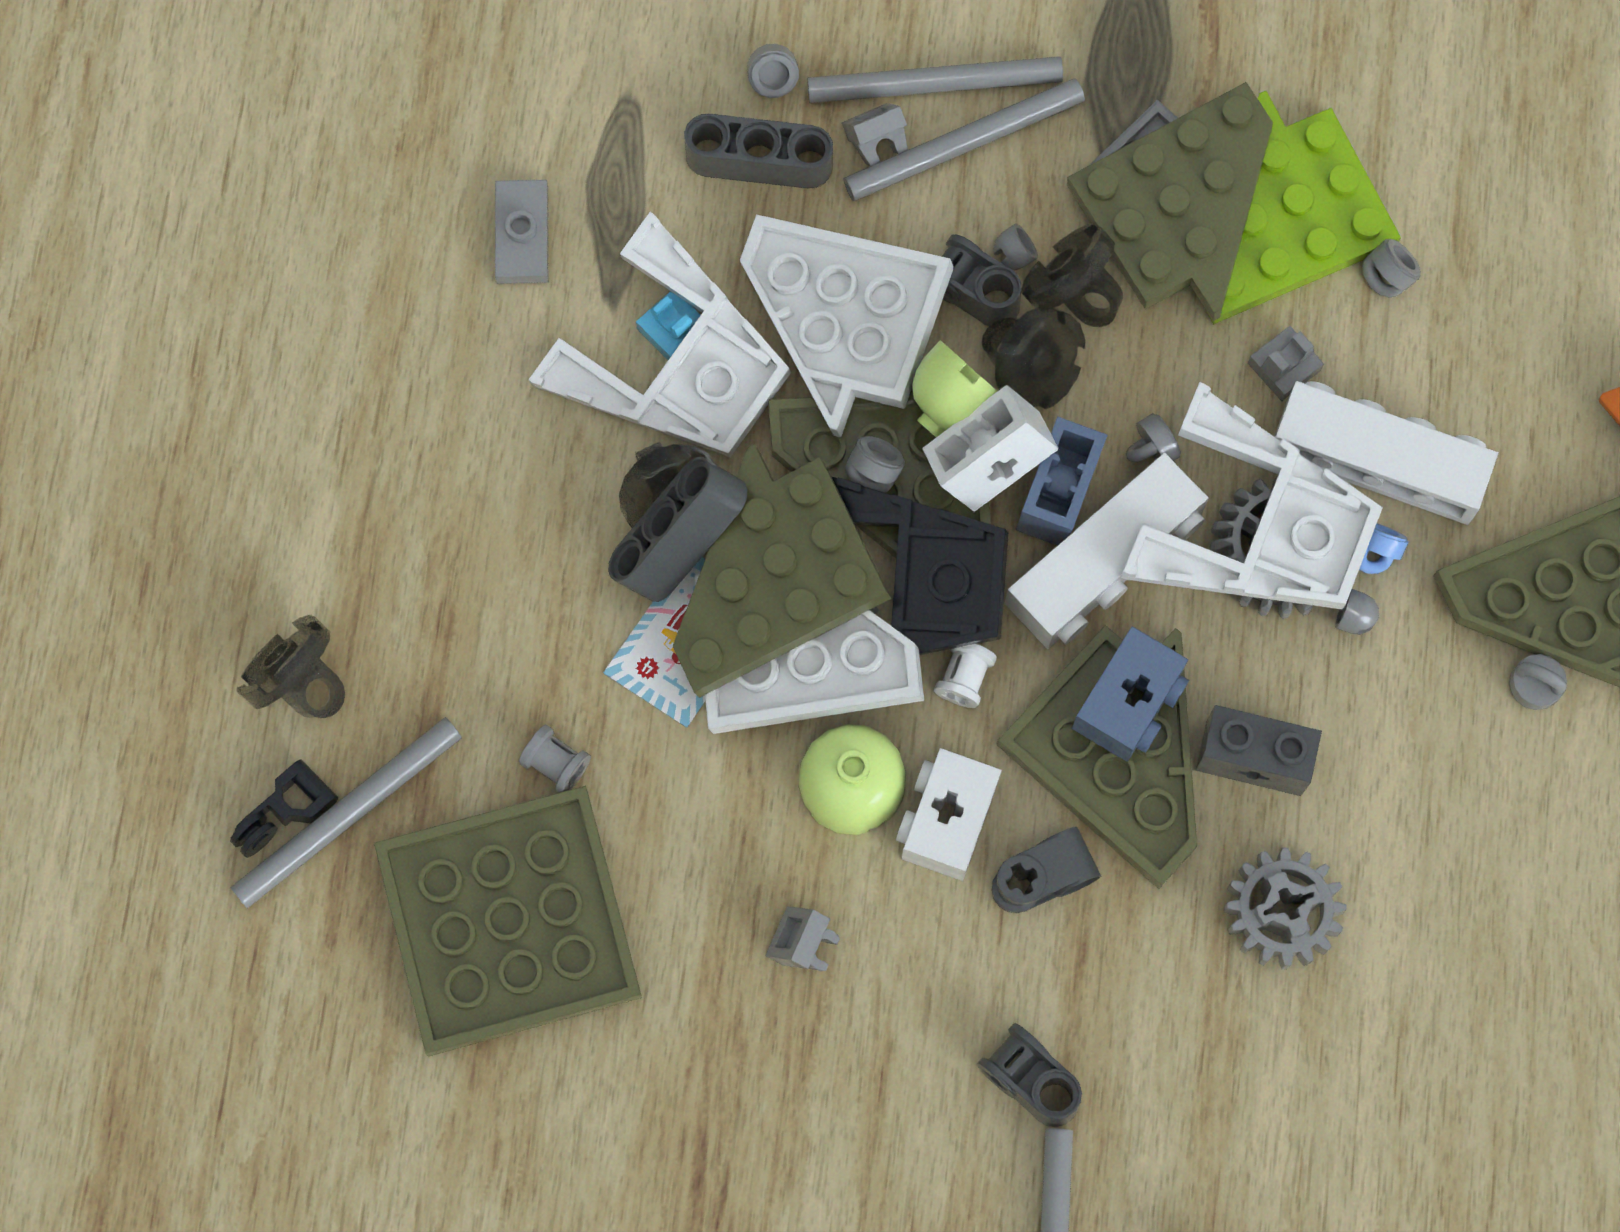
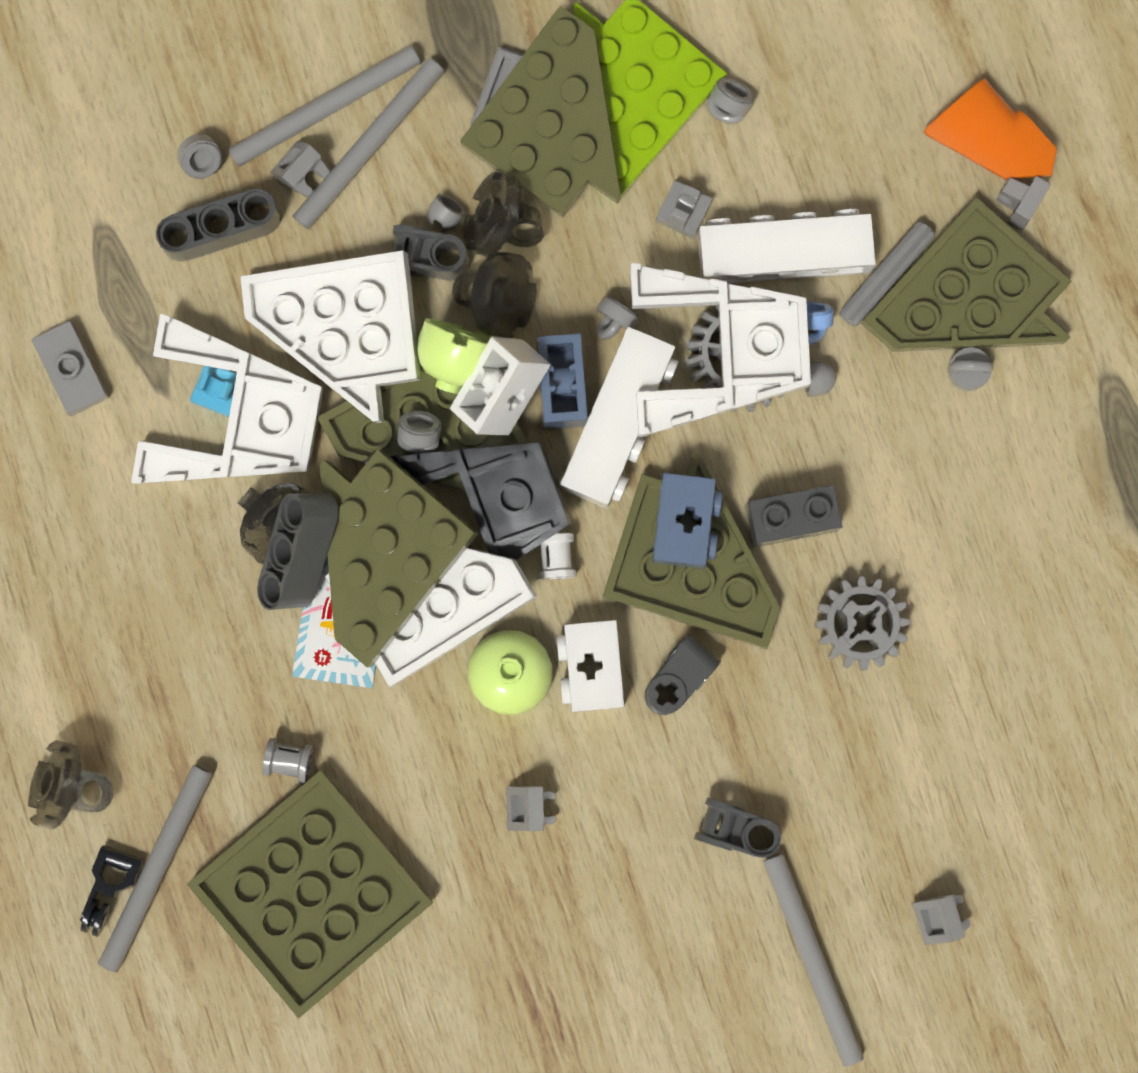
camera: 25 degrees left, 10 degrees up
(1488, 533) = (887, 274): none -> light grey axle

